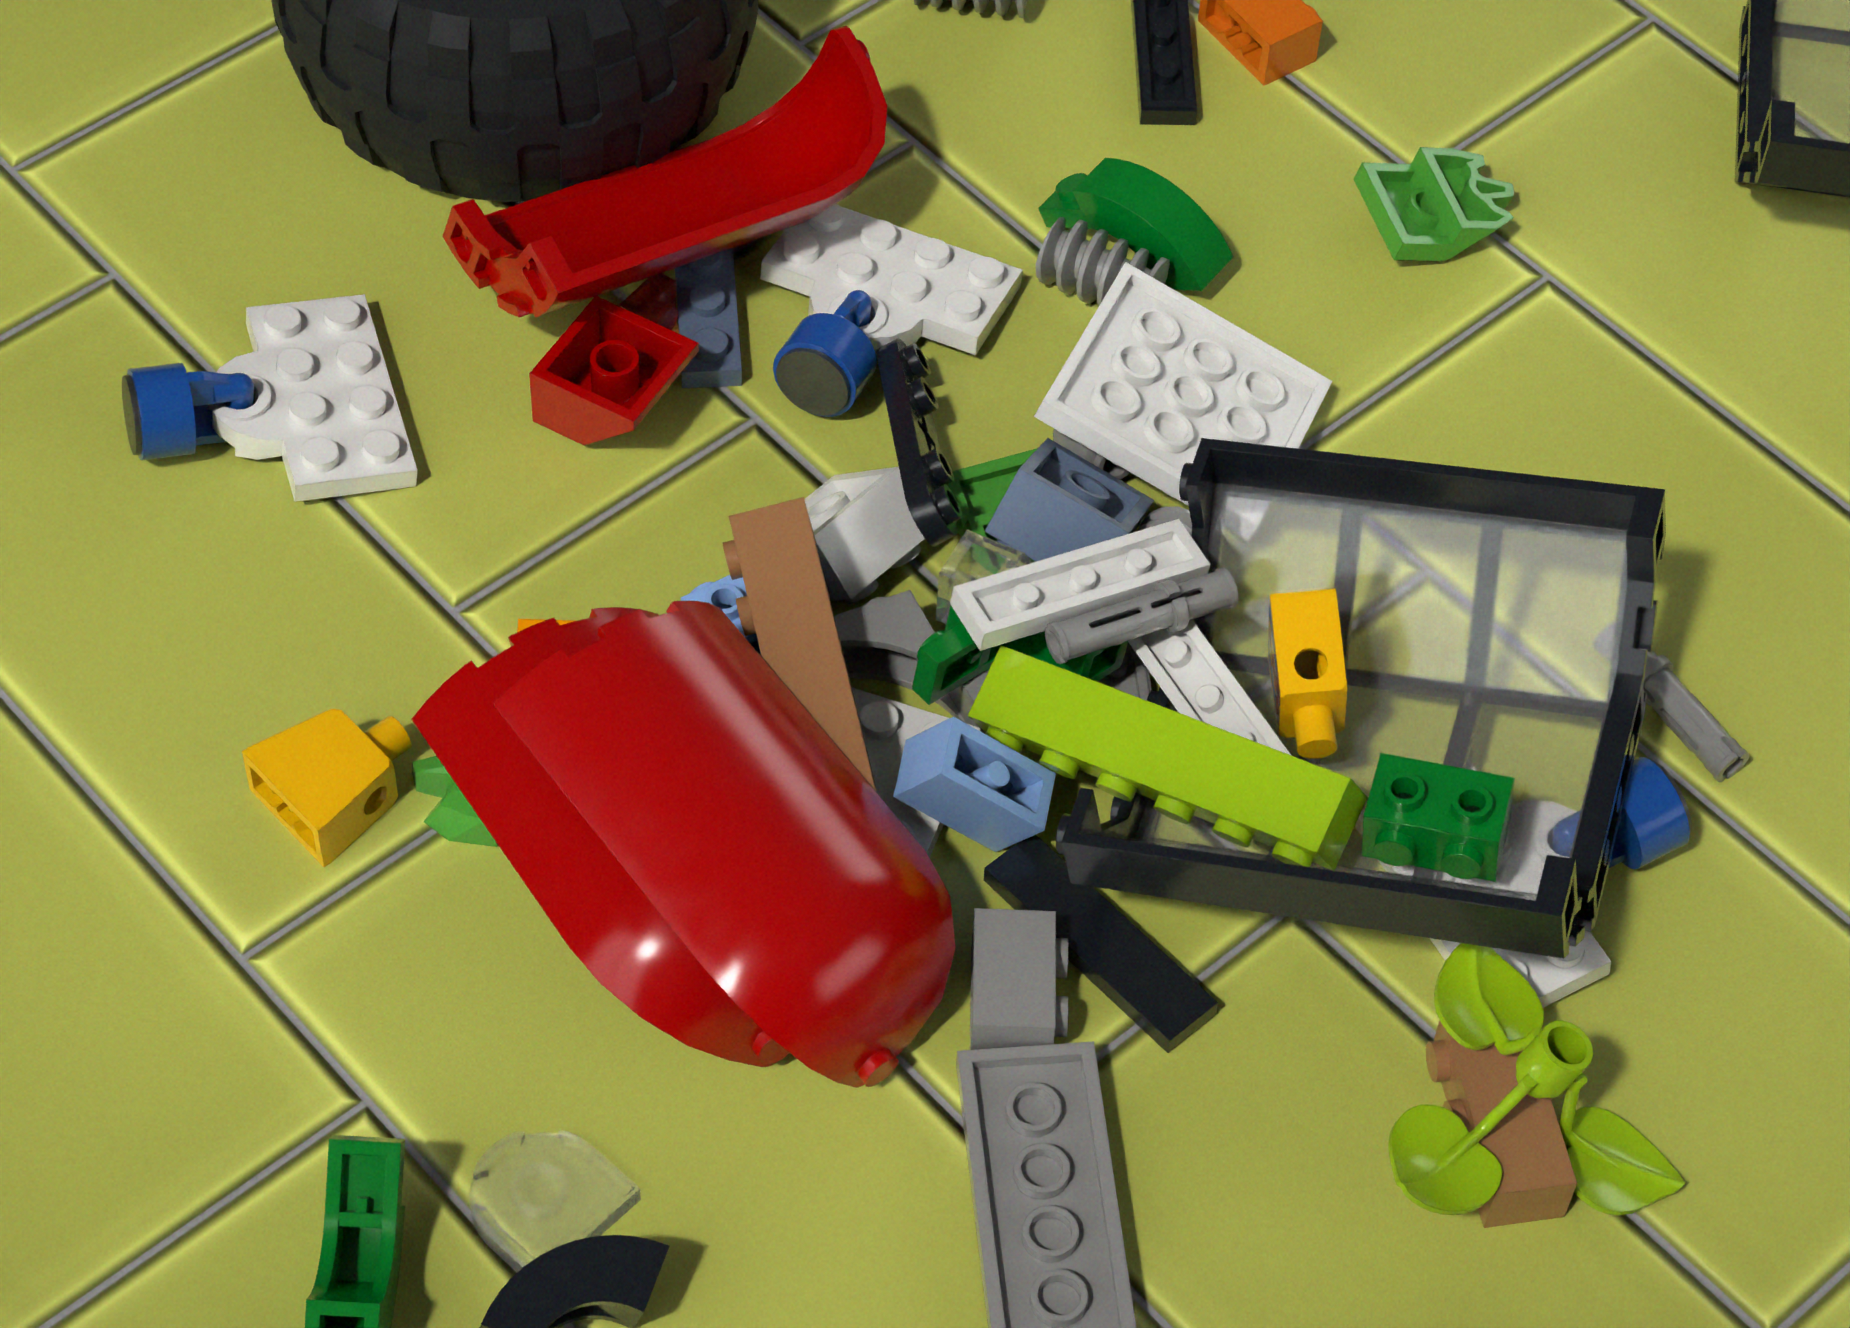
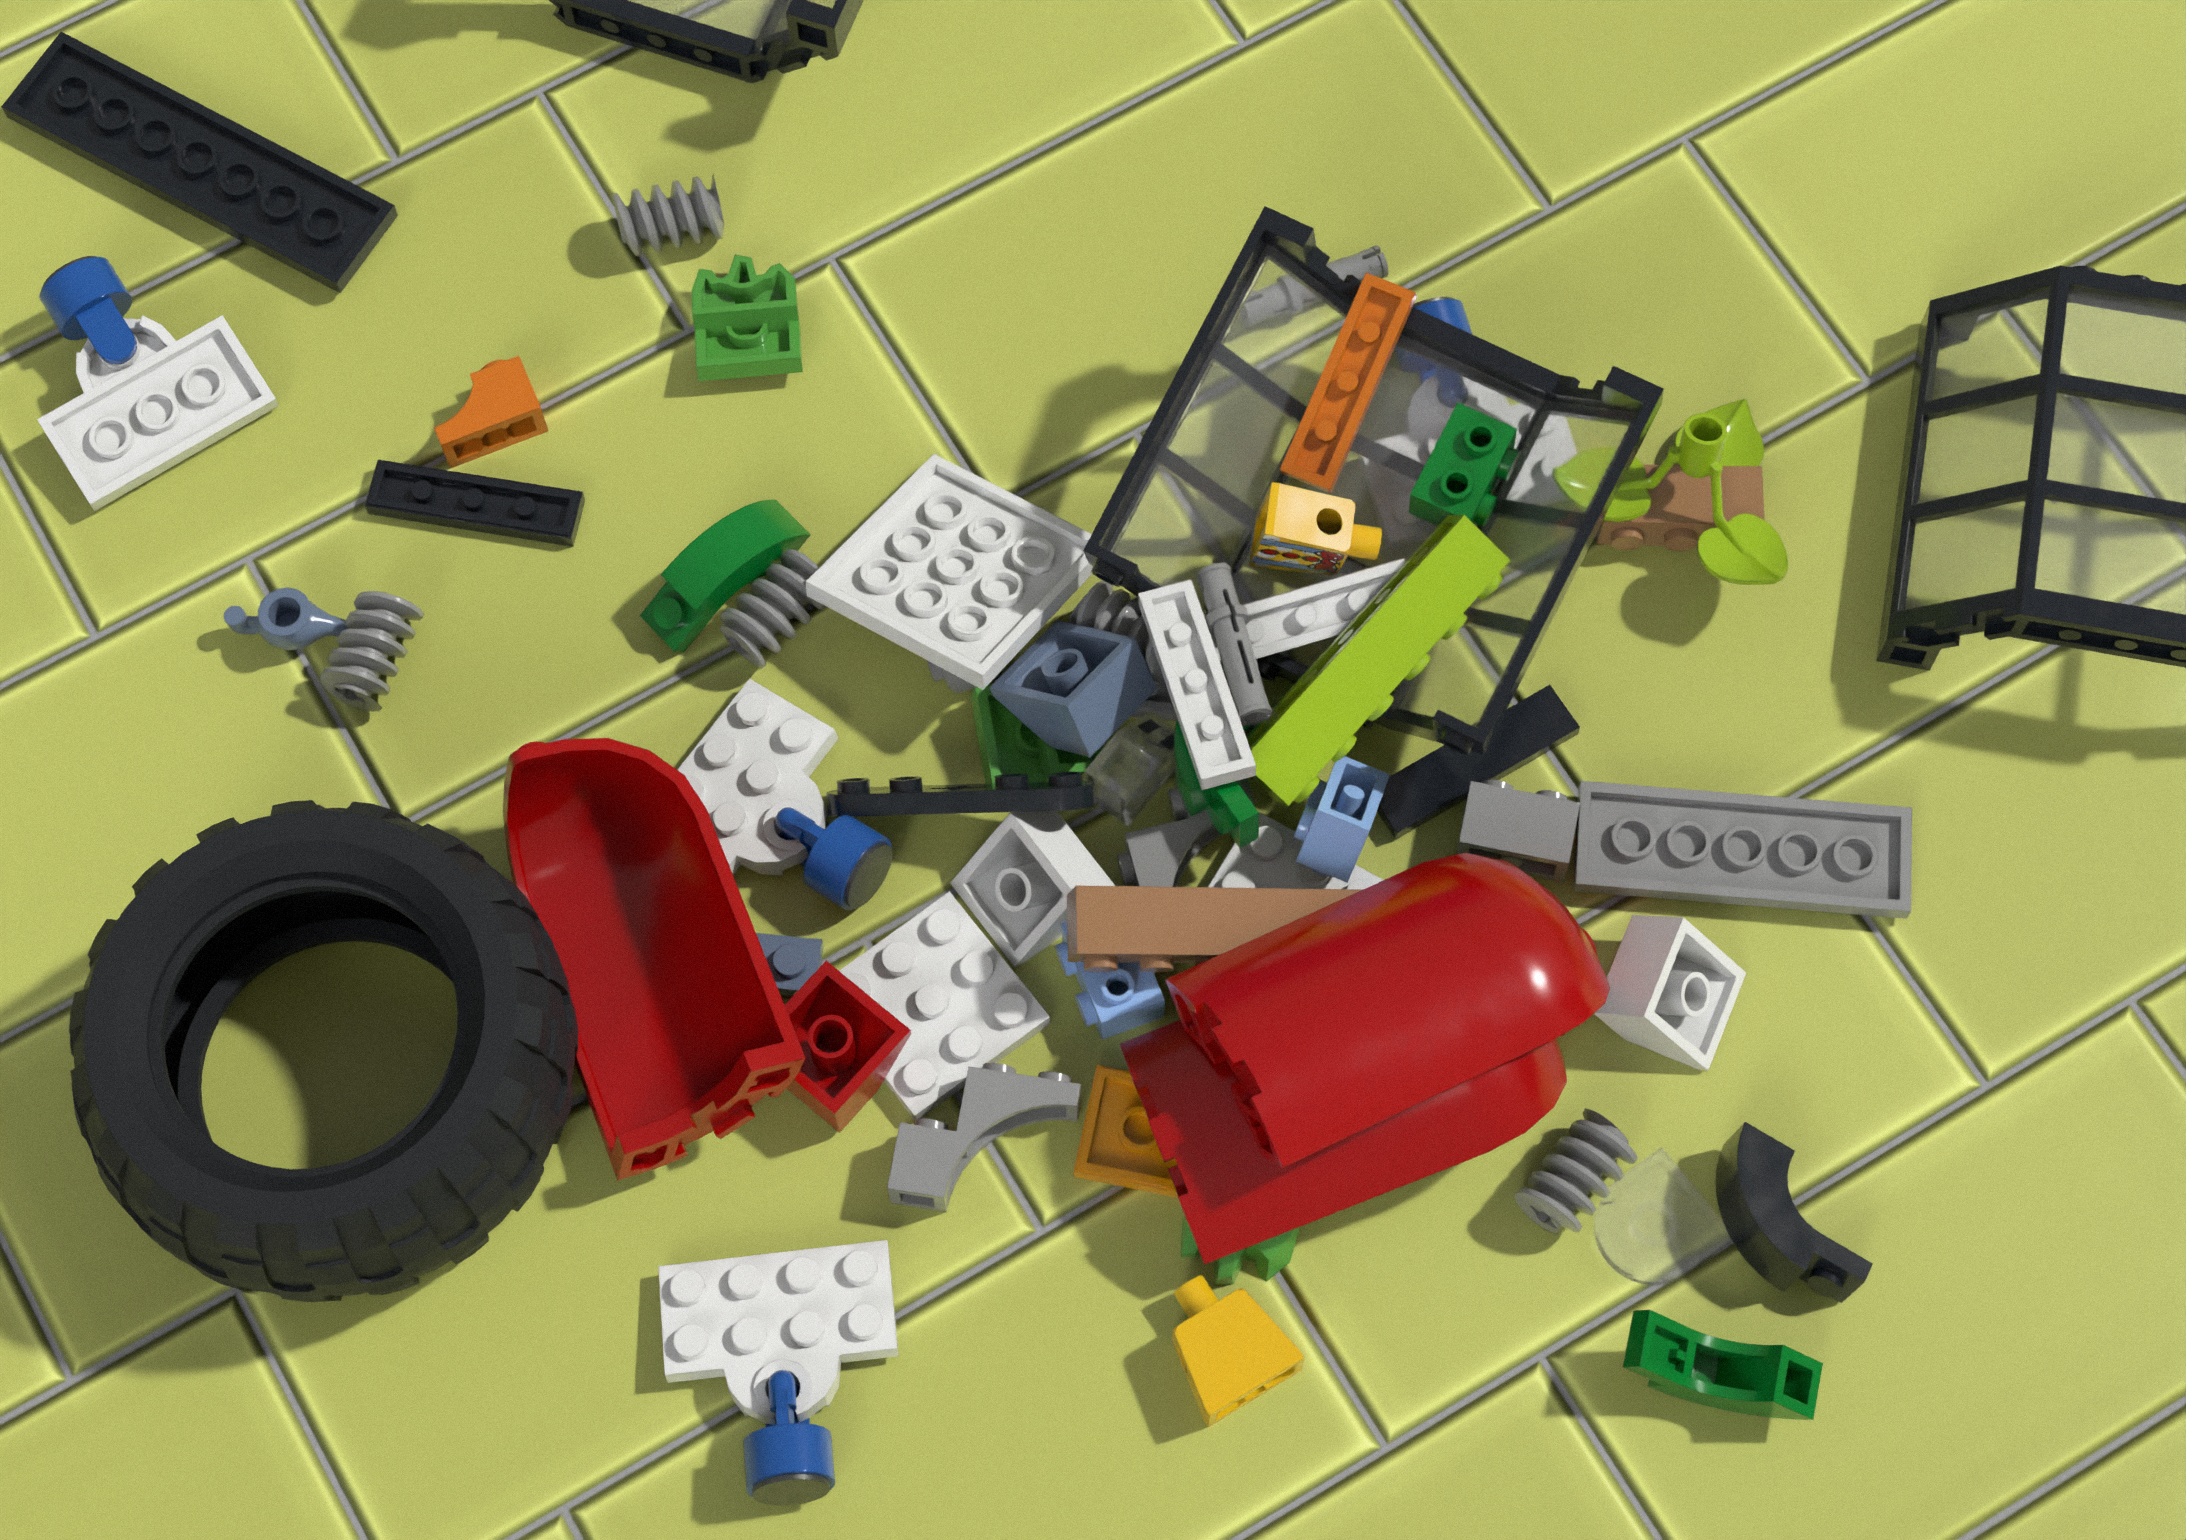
camera: 75 degrees left, 15 degrees up
(513, 496) = (994, 1102): none -> light grey arch
(583, 1096) = (1575, 1173): none -> light grey piece
(684, 476) = (954, 998): none -> white plate
(838, 1173) = (1671, 990): none -> white slope
(1511, 678) = (1348, 382): none -> orange plate
(1537, 122) = (669, 215): none -> light grey piece

